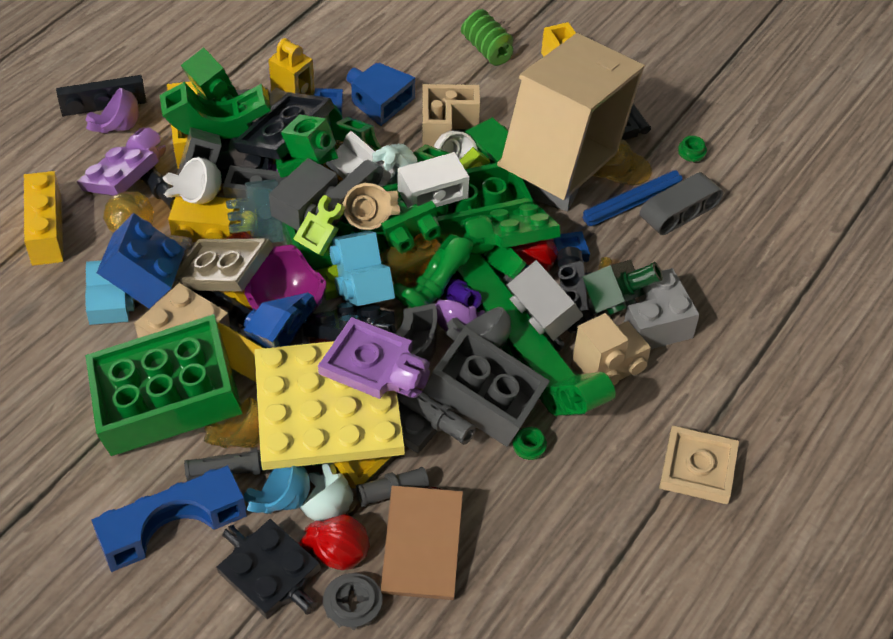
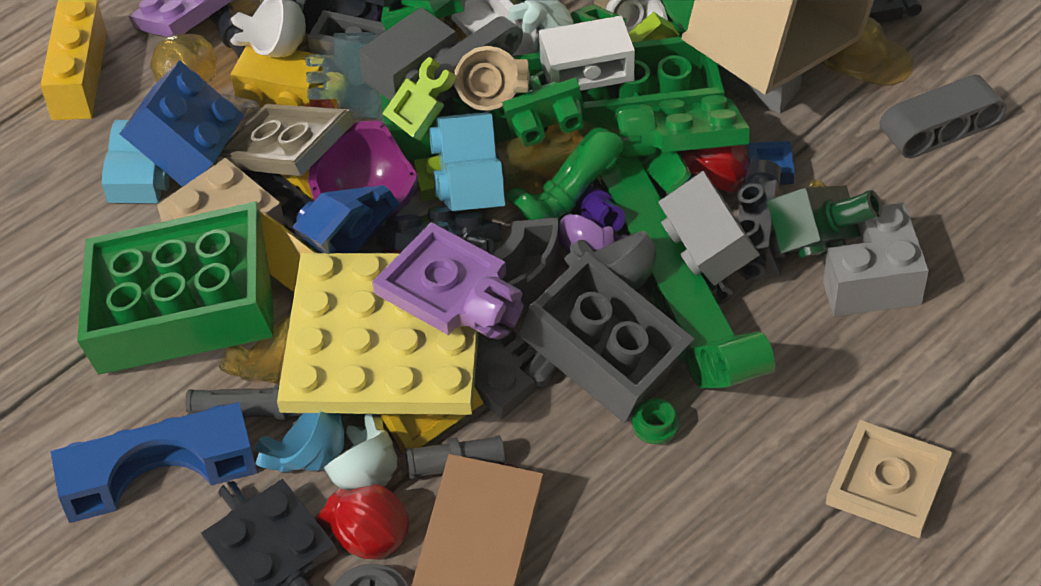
camera: 15 degrees right, 0 degrees up
(441, 416) = (537, 370): dark grey pin -> none
(609, 349) = (792, 308): tan brick -> none
(630, 198) = (869, 103): blue axle -> none
(692, 149) = (976, 42): green plate -> none

